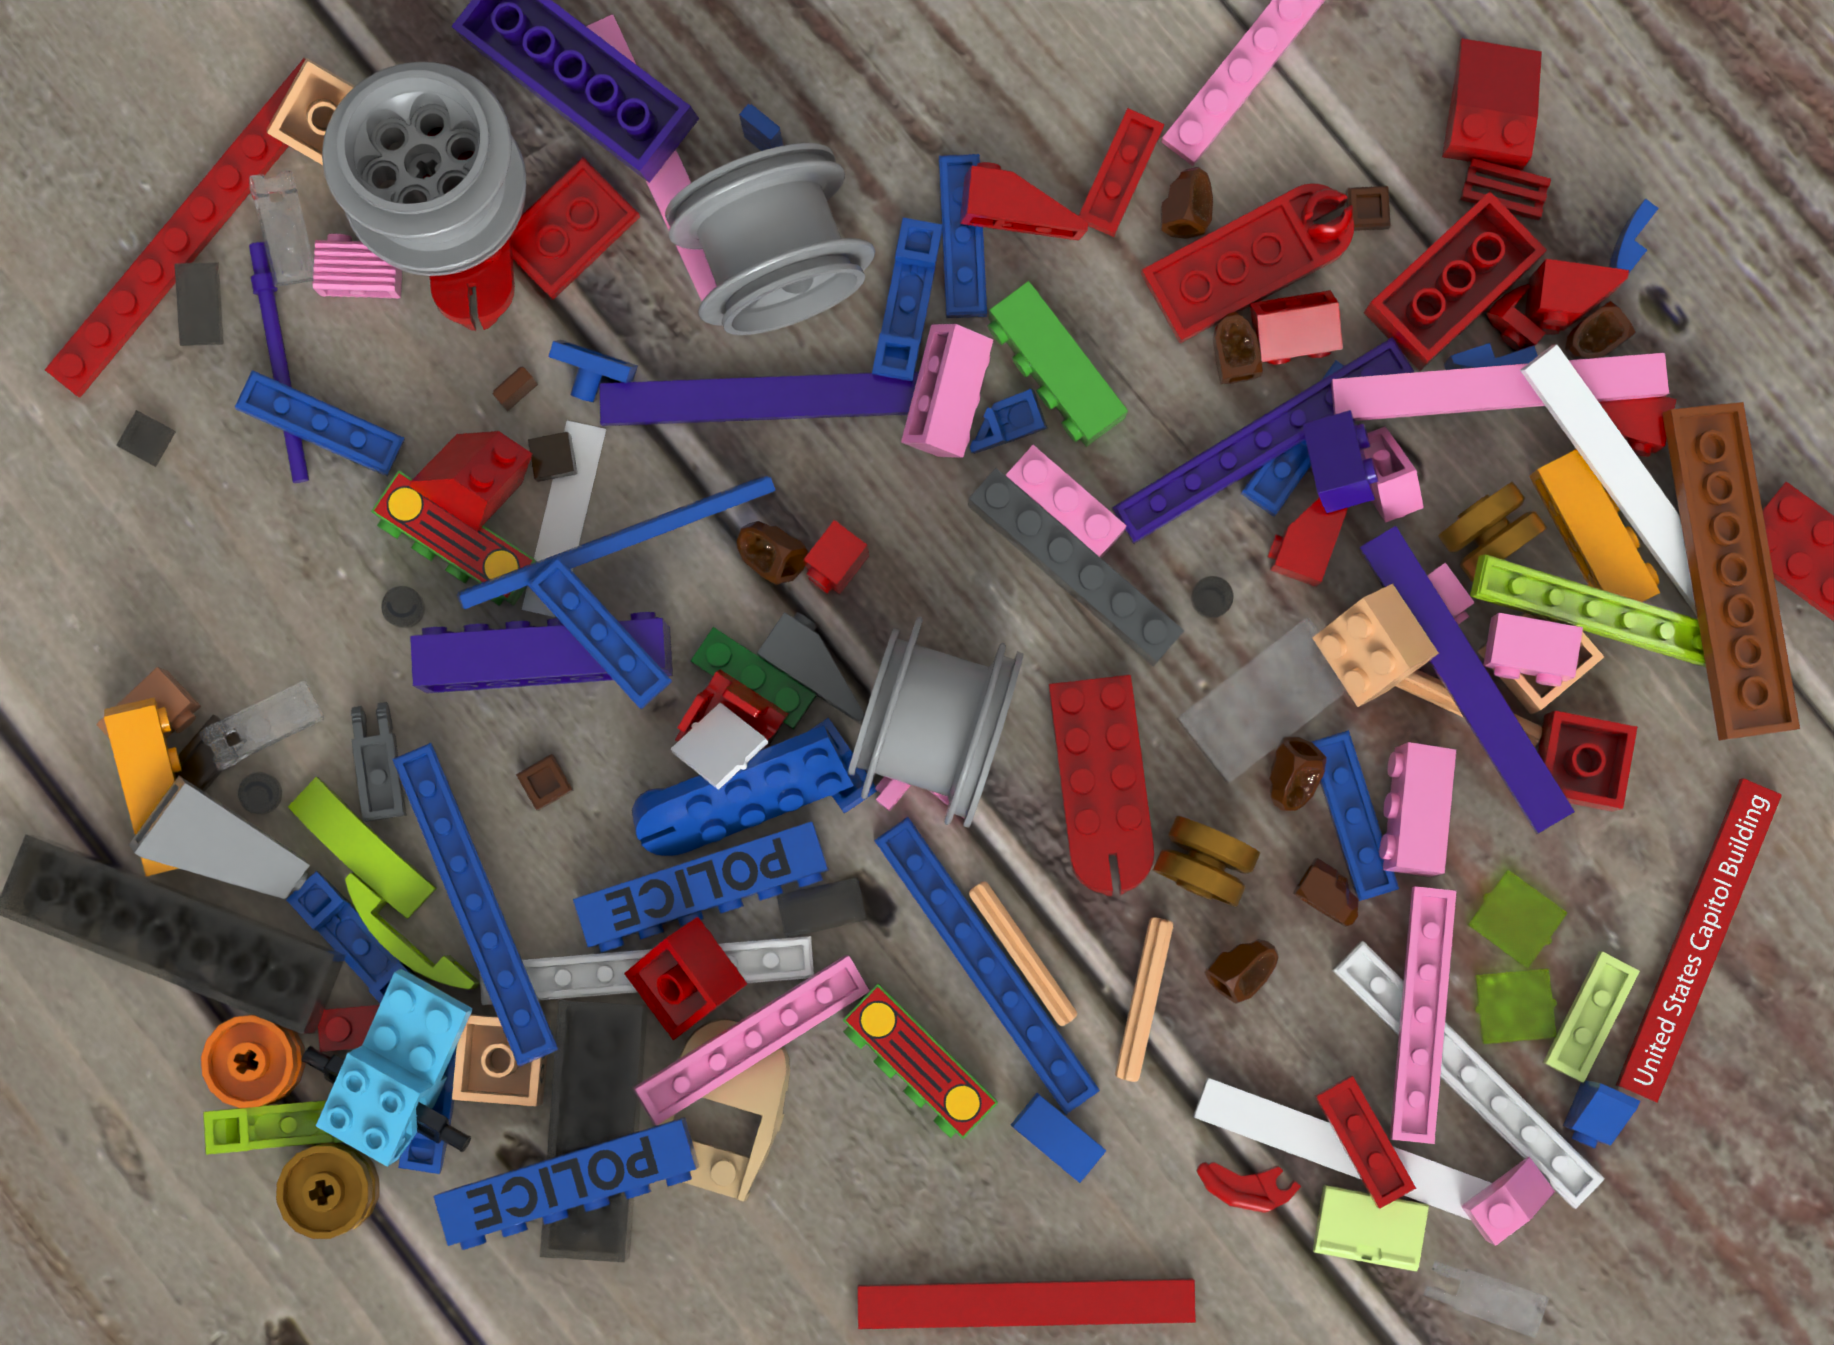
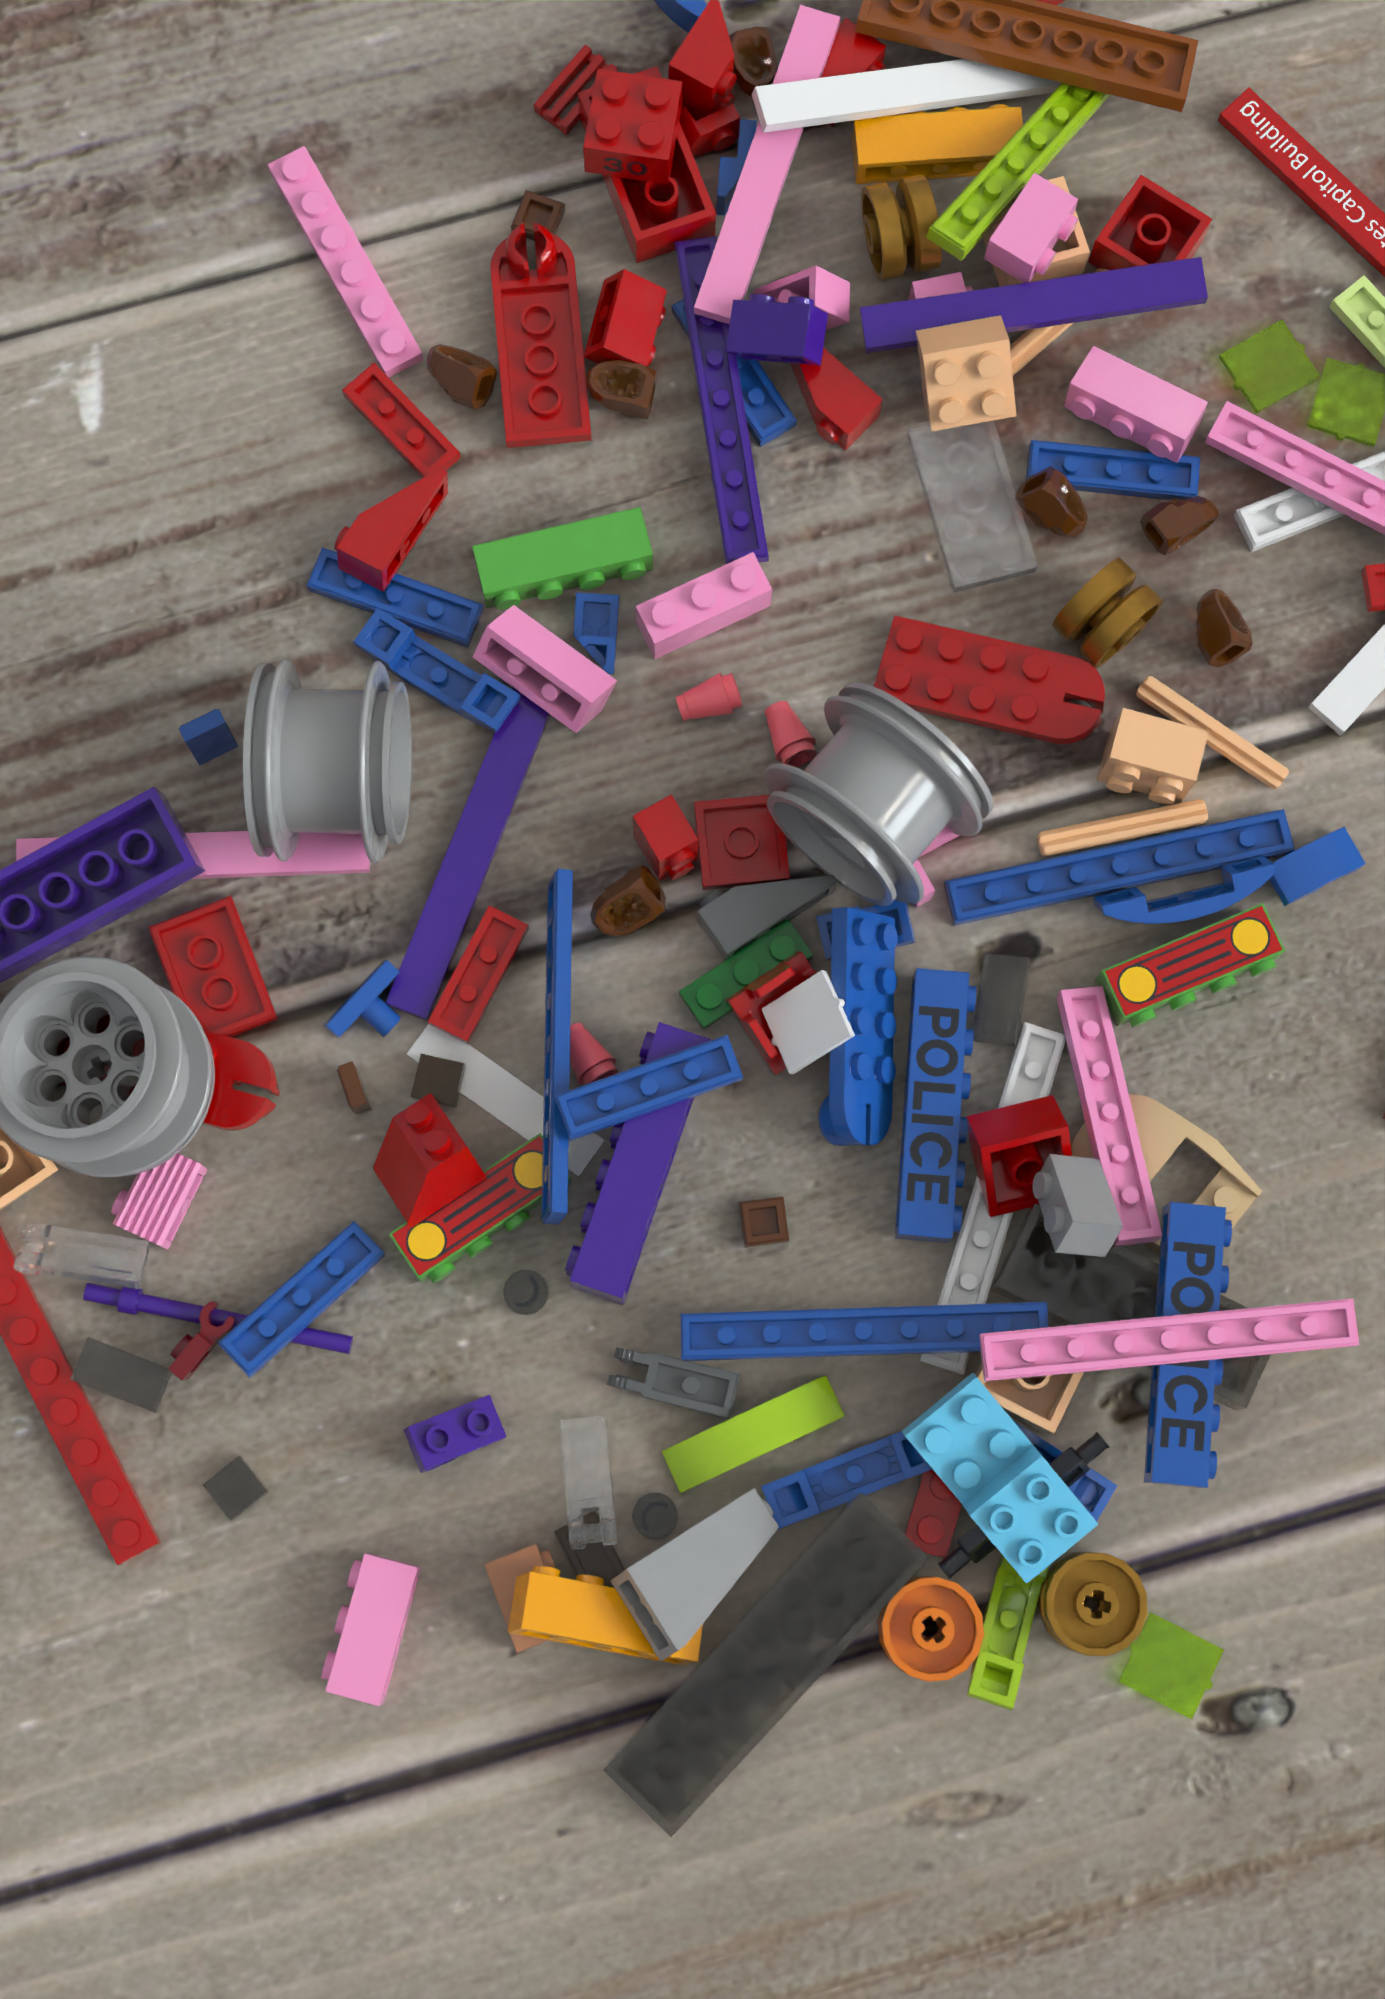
camera: 75 degrees left, 5 degrees down
(73, 598) = (371, 1628): none -> bright pink brick
(240, 353) = (193, 1350): none -> dark red plate
(259, 597) = (454, 1433): none -> dark purple plate
(308, 1279) = (1171, 1665): none -> clear neon green piece
(368, 906) = (915, 1395): lime slope -> none
(558, 1164) = (1168, 1339): none -> bright pink tile
(623, 573) = (588, 1057): none -> coral cone
(651, 1040) = (1077, 1205): none -> light grey brick
(656, 450) = (478, 974): none -> red plate
(863, 621) = (739, 843): none -> red tile
(973, 1038) = (1239, 881): none -> blue slope
(980, 627) = (789, 736): none -> coral cone
(986, 546) = (710, 698): none -> coral cone
(1074, 567) = (769, 621): dark grey brick -> none
(1089, 952) = (1152, 757): none -> light nougat brick
(1212, 597) = (850, 512): clear smoke tile -> none
(1471, 252) = (632, 126): none -> red brick
(1494, 104) = (492, 64): red slope -> none

